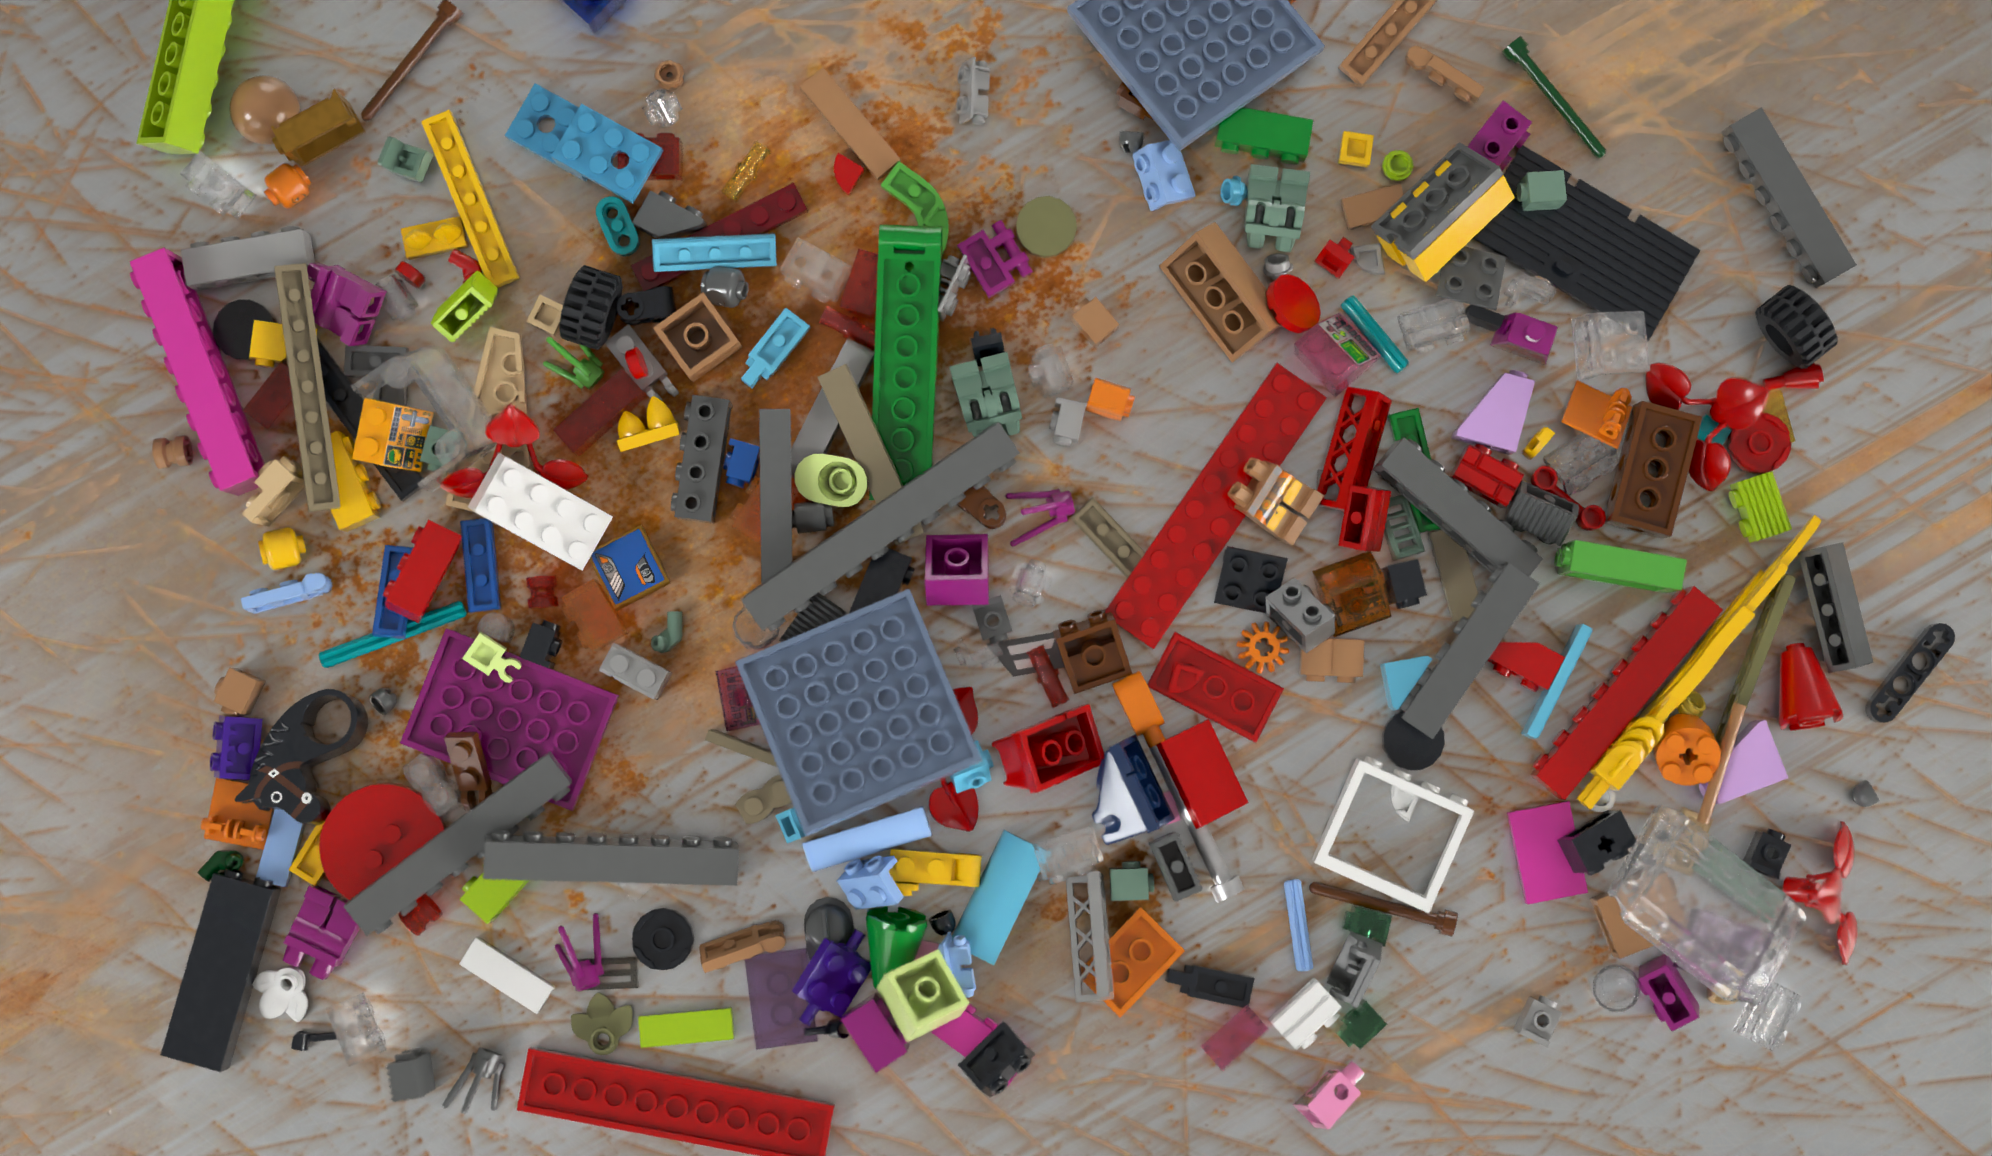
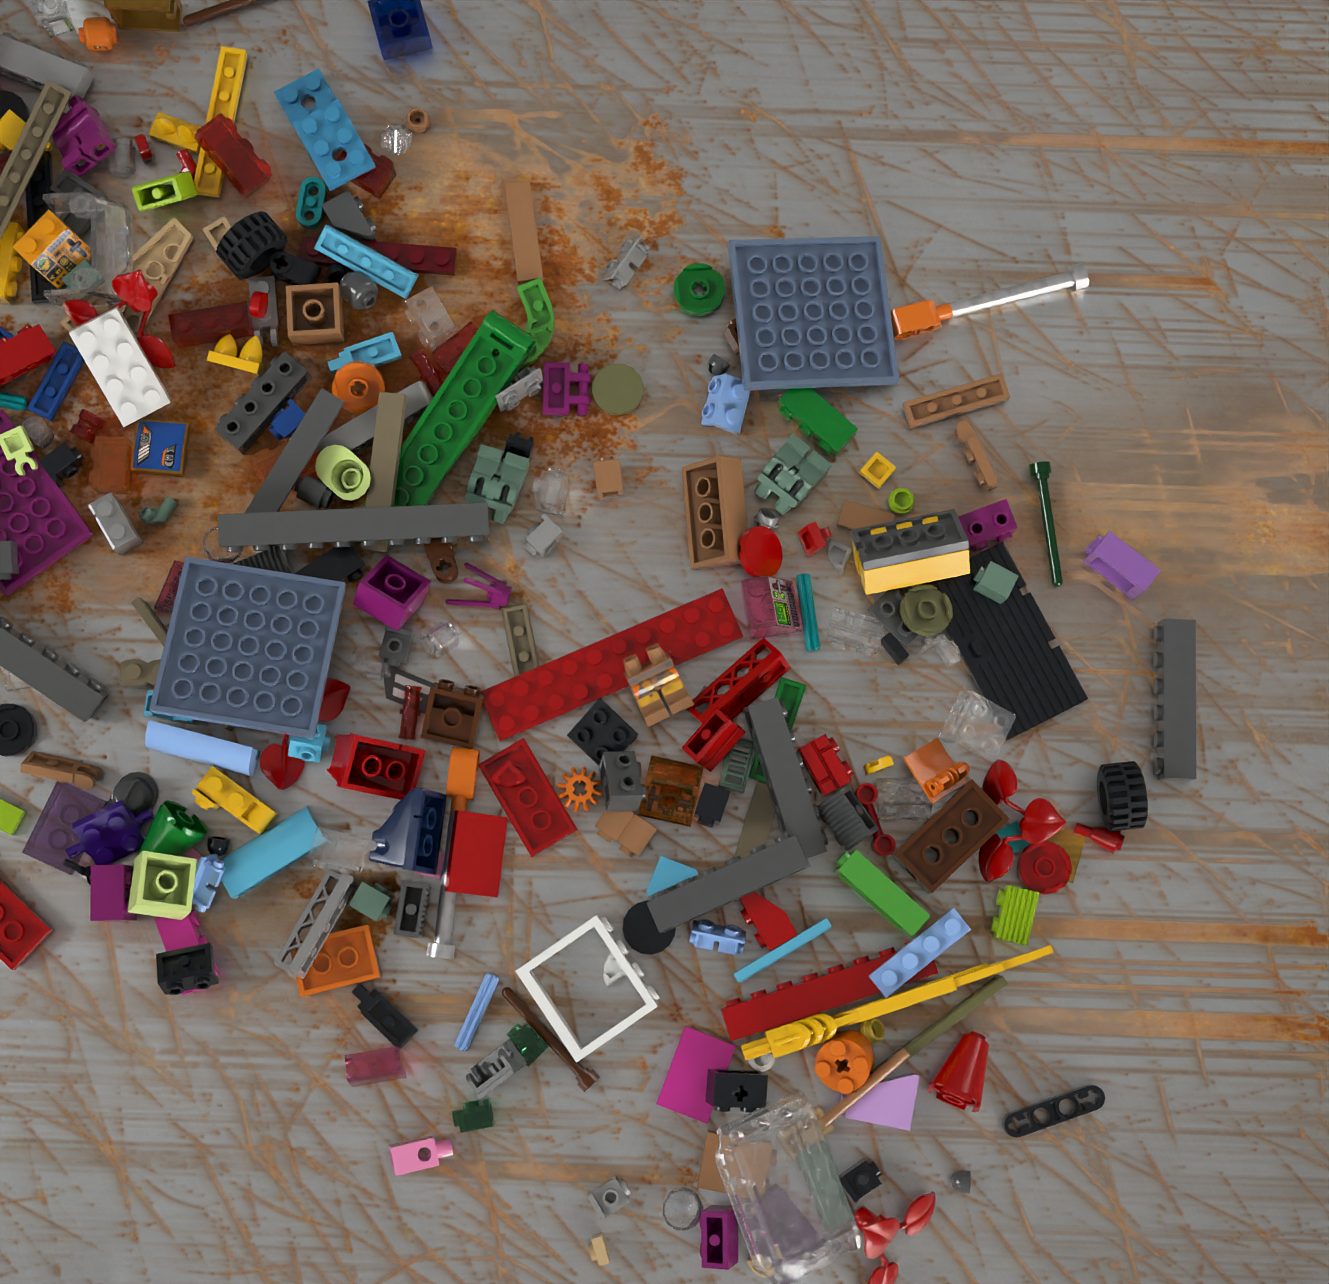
camera: 25 degrees right, 5 degrees down
(405, 159) = (192, 65): sand green bracket -> none
(510, 226) = (233, 155): none -> clear red brick
(587, 372) = (222, 292): bright green plant -> none
(693, 281) = (340, 272): none -> black hinge
(746, 171) = (427, 219): clear yellow pin -> none
(788, 367) = (366, 374): none -> orange plate
(847, 173) = (498, 265): red tile -> none
(869, 883) = (179, 781): light blue bracket -> none
(1062, 92) = (708, 278): none -> green plate
(1110, 400) = (580, 538): orange brick -> none
(1233, 191) = (769, 445): medium azure plate -> none
(1306, 1014) = (438, 1081): white brick -> none
(1493, 261) = (926, 610): none -> olive tile
(1499, 414) = (861, 726): lavender slope -> none
(1499, 701) = (730, 938): none -> light blue hinge
(1525, 337) = (917, 682): magenta torso -> none
(1560, 1076) = (598, 1249): none -> tan plate
(1656, 97) = (1120, 565): none -> medium lavender window
(1693, 601) = (919, 952): none -> light blue plate
(1835, 608) = (1025, 1024): dark grey brick -> none

